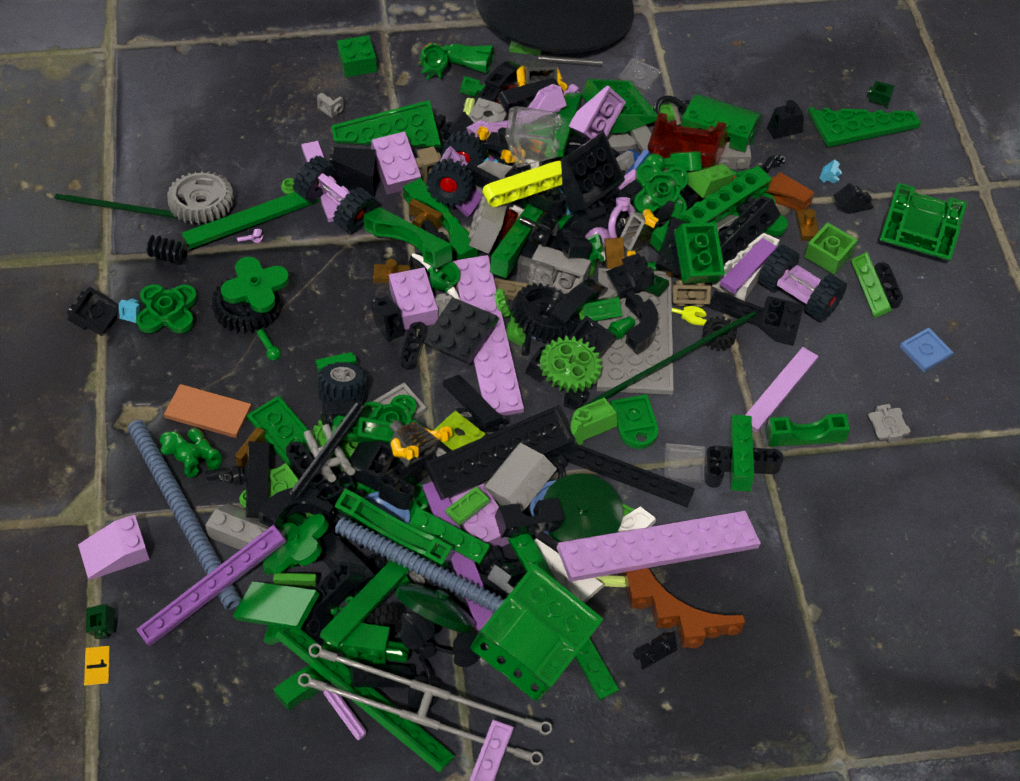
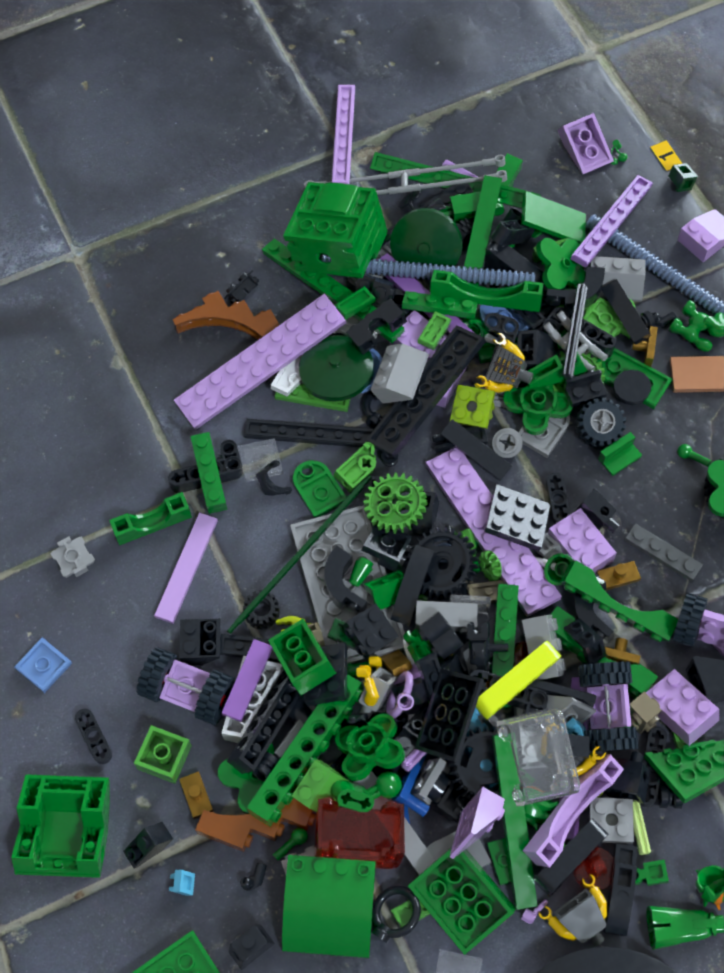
camera: 165 degrees right, 10 degrees up
(150, 676) = (622, 157): none -> green piece
(183, 703) = (586, 143): none -> lavender slope
(291, 414) = (632, 387): none -> black tile
(343, 279) = (663, 552): none -> dark grey plate
(437, 396) = (503, 435): none -> light grey gear
(451, 219) = (588, 639): none -> black bracket
(546, 559) = (355, 303): none -> green tile
(678, 431) = (267, 485): none -> black helmet
(871, 285) = (111, 727): bright green tile -> none

